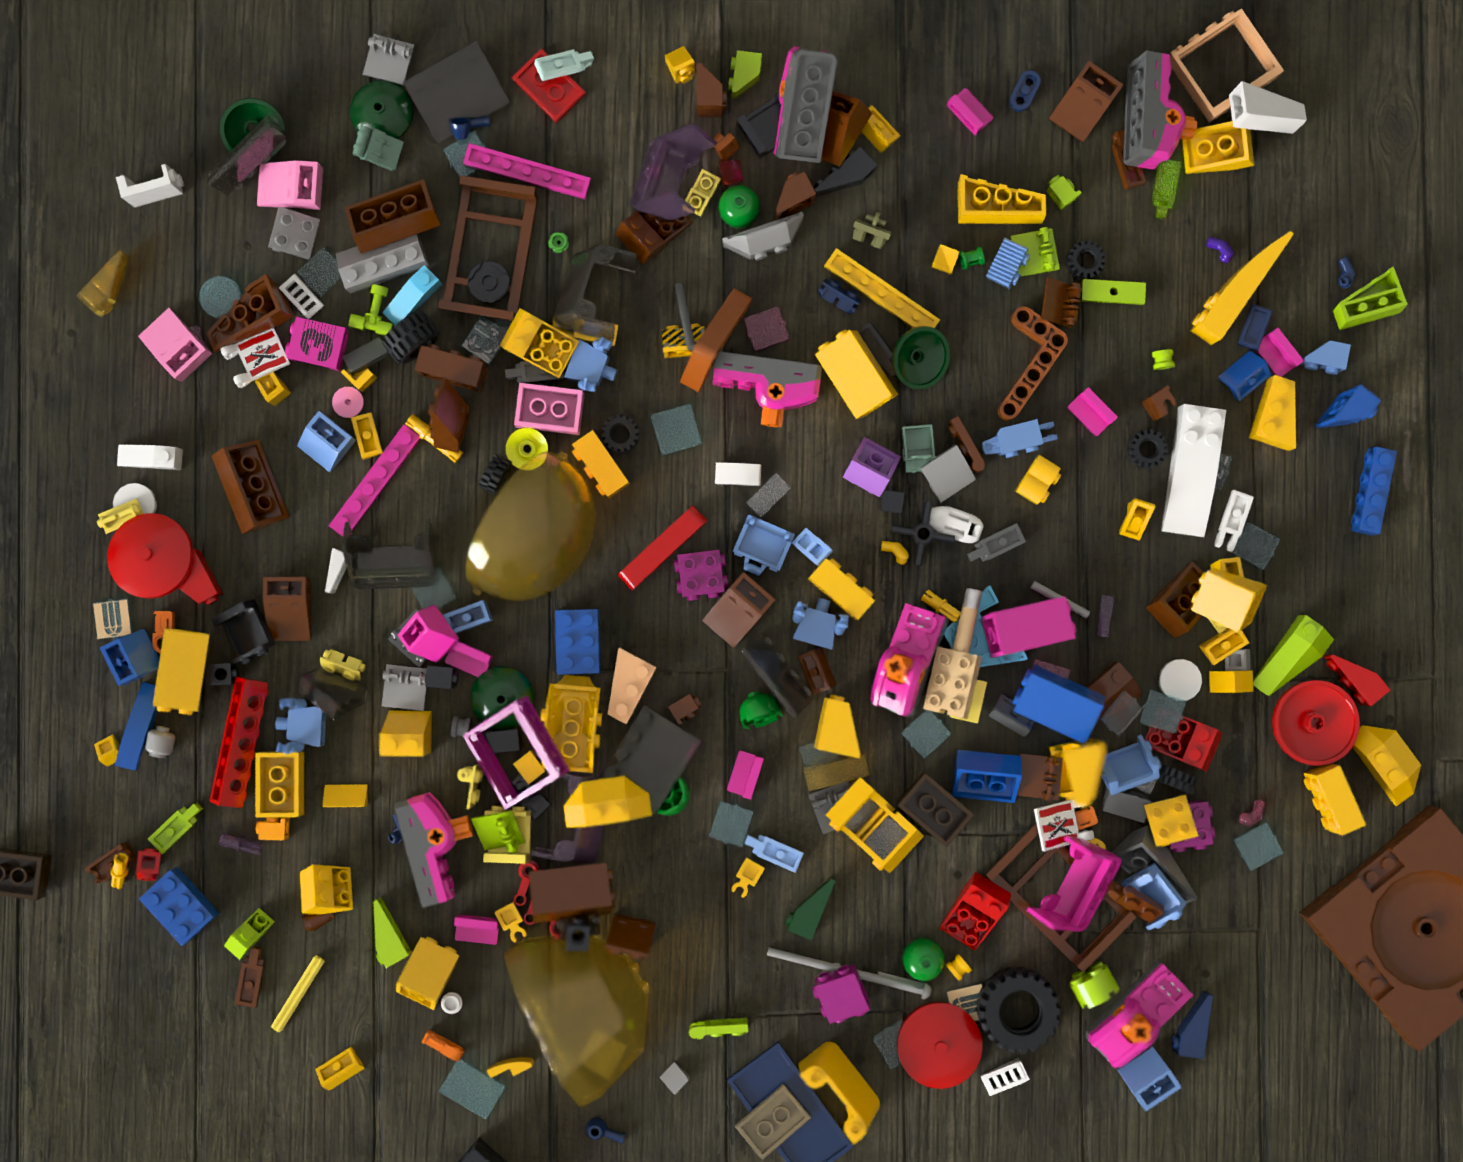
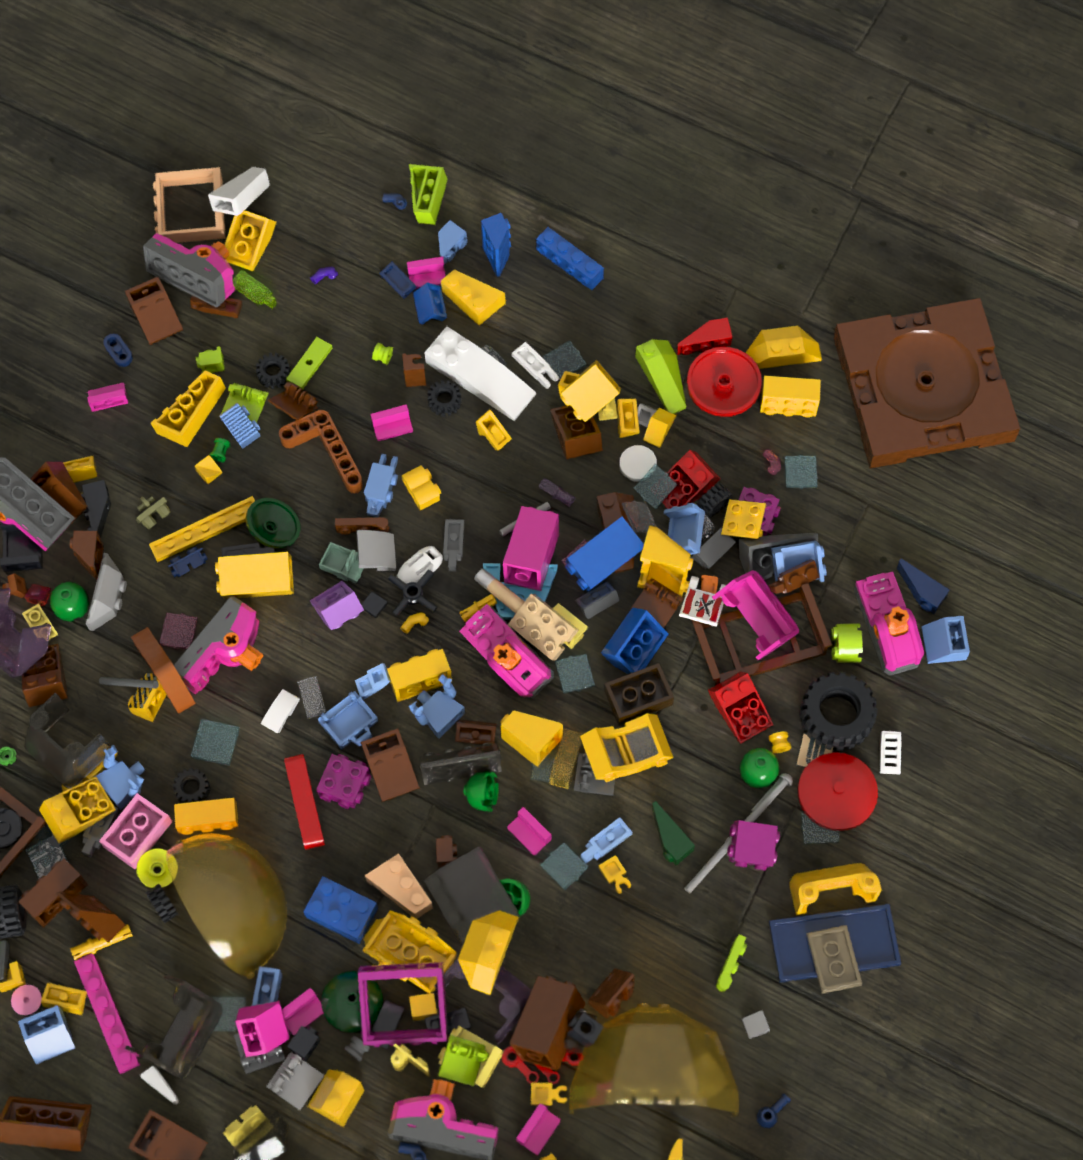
camera: 60 degrees left, 20 degrees down
(1231, 298) = (365, 282): yellow slope -> none

